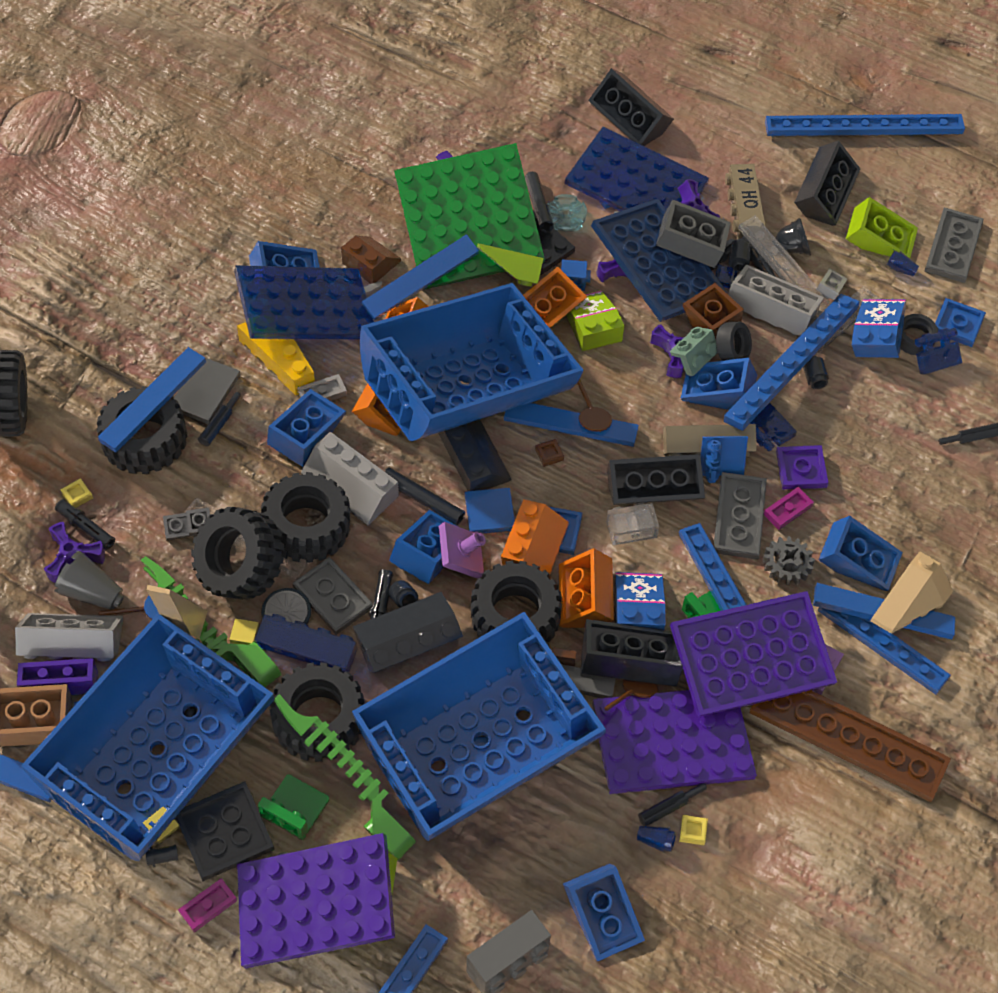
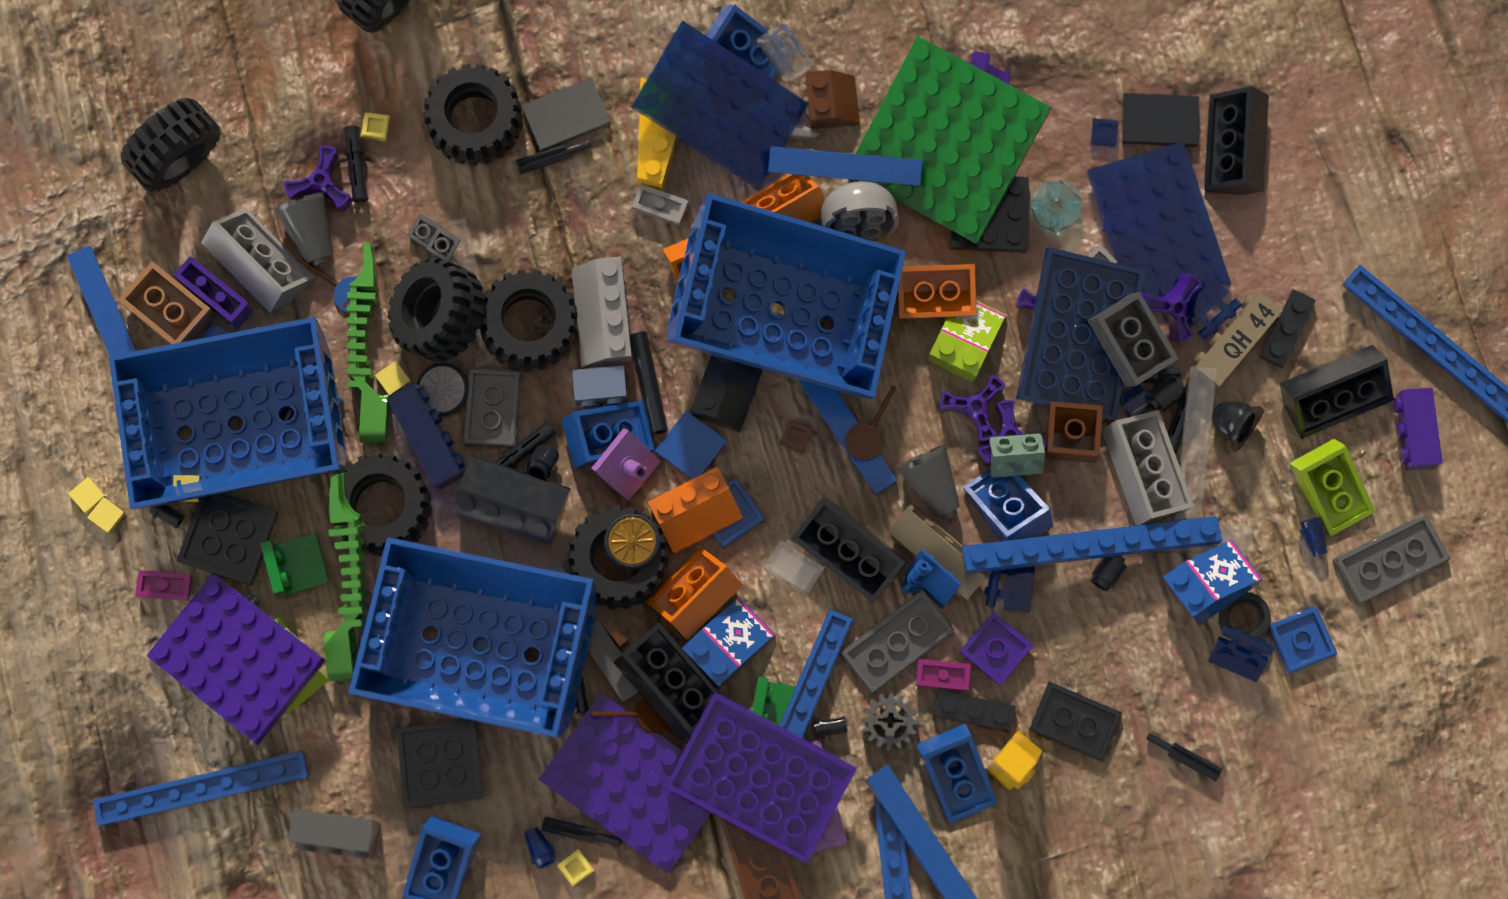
camera: 45 degrees right, 20 degrees up
(85, 896) = (87, 495): none -> light yellow tile
(114, 897) = (106, 515): none -> light yellow tile
(151, 399) = (496, 98): blue tile -> none
(178, 610) = (337, 323): tan wedge -> none
(304, 426) = (610, 229): blue slope -> none
(316, 246) = (785, 52): none -> clear brick
(392, 521) = (599, 386): none -> sand blue brick
(457, 282) = (860, 210): none -> light grey cylinder
(519, 265) = (933, 224): lime slope -> none
(519, 580) = (632, 541): none -> pearl gold wheel
(531, 845) = (440, 763): none -> black plate
(539, 202) = (1038, 174): black piece -> none
(550, 159) = (1104, 132): none -> clear blue tile
(574, 130) = (1160, 119): none -> black tile
(577, 272) = (994, 280): blue brick -> none
(640, 349) = (975, 407): none -> dark purple piece
(661, 404) = (933, 481): none -> dark grey cone
(707, 186) = (1204, 300): none -> clear blue plate
(724, 341) = (1052, 468): black tyre -> none
(757, 594) = (830, 726): none -> black pin
(767, 182) = (1287, 328): none -> black plate
(826, 514) = (974, 711): none -> black plate
(831, 284) = (1219, 499): light grey plate -> none
(891, 169) = (1418, 429): none -> dark purple brick
(891, 470) = (1075, 721): none -> black tile
(892, 506) = (1015, 762): none -> yellow wedge
(914, 595) = (962, 851): tan wedge -> none

